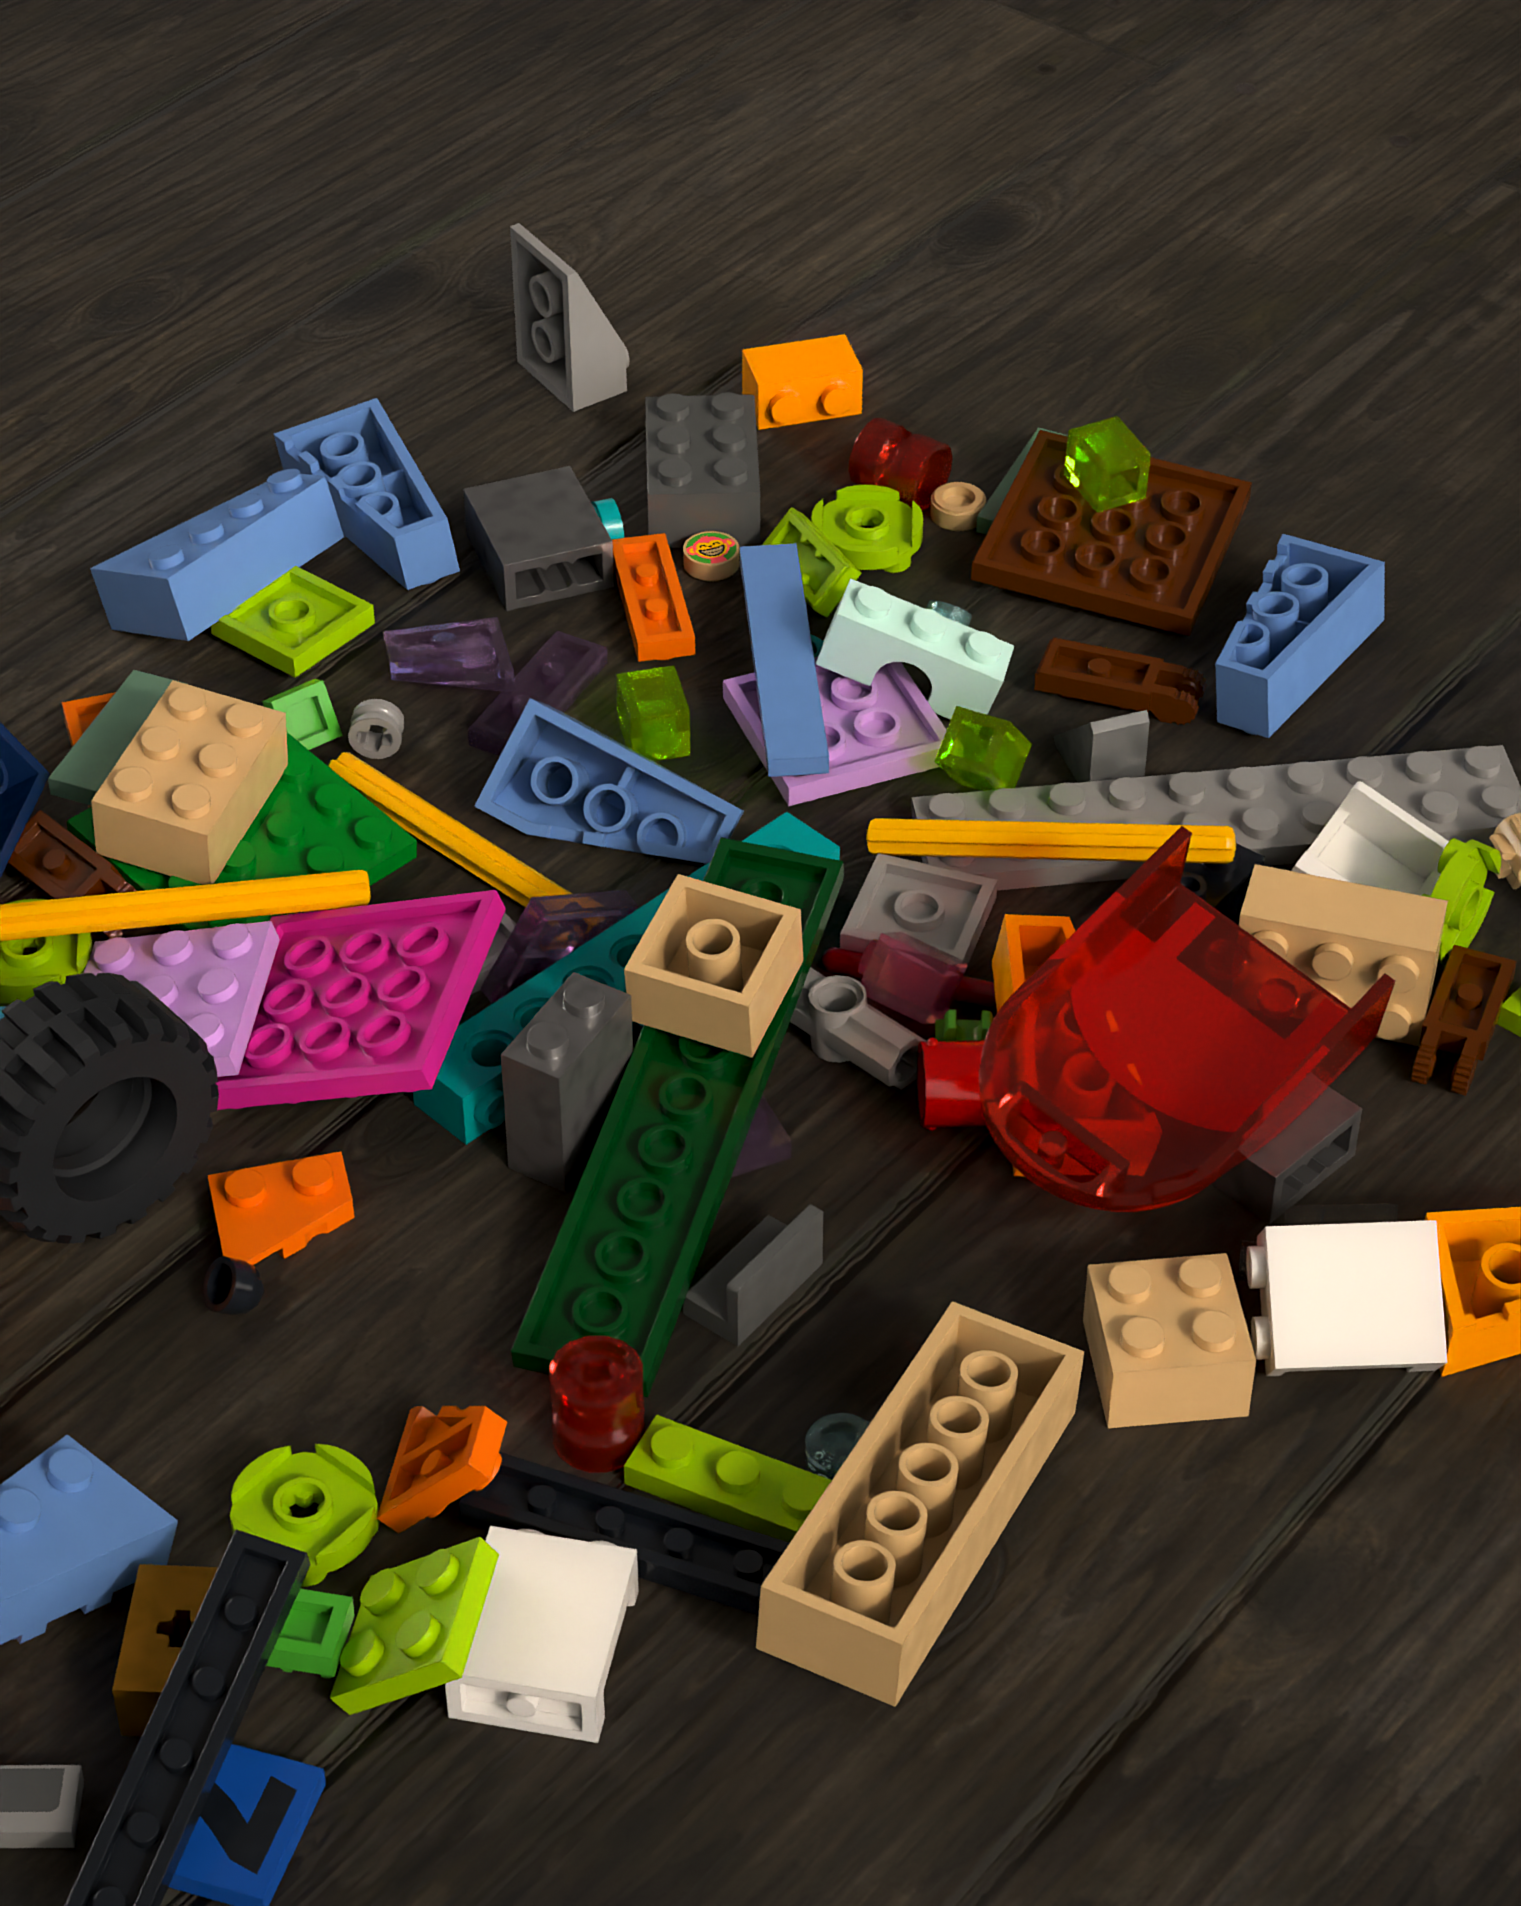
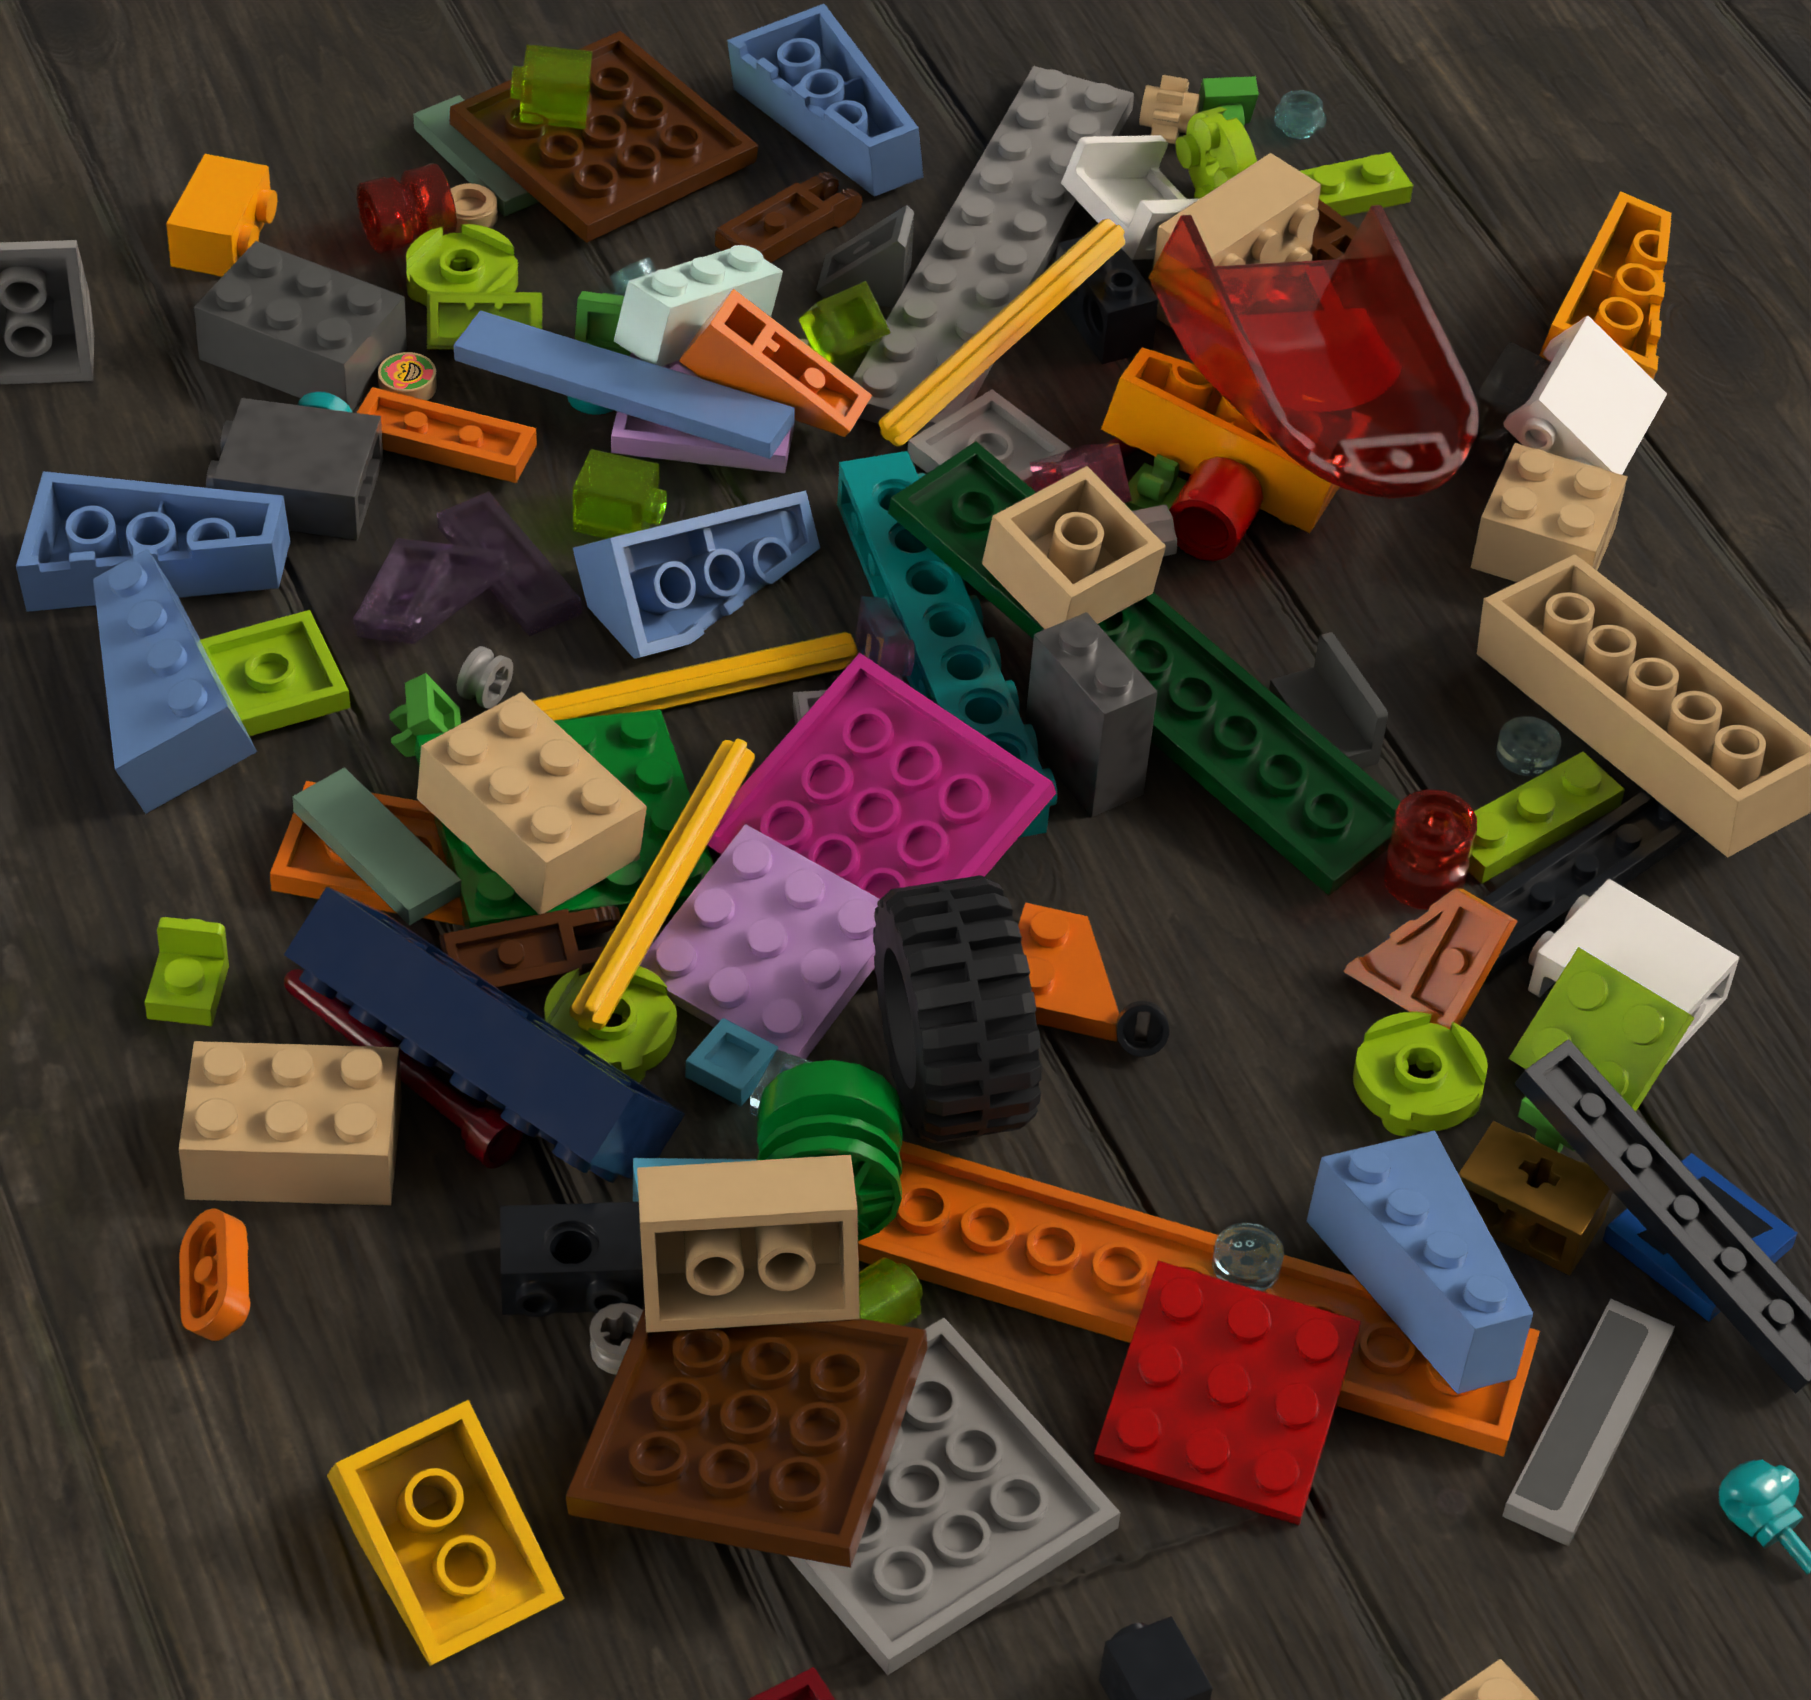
camera: 65 degrees left, 5 degrees up
(864, 723) = (760, 357): none -> orange slope

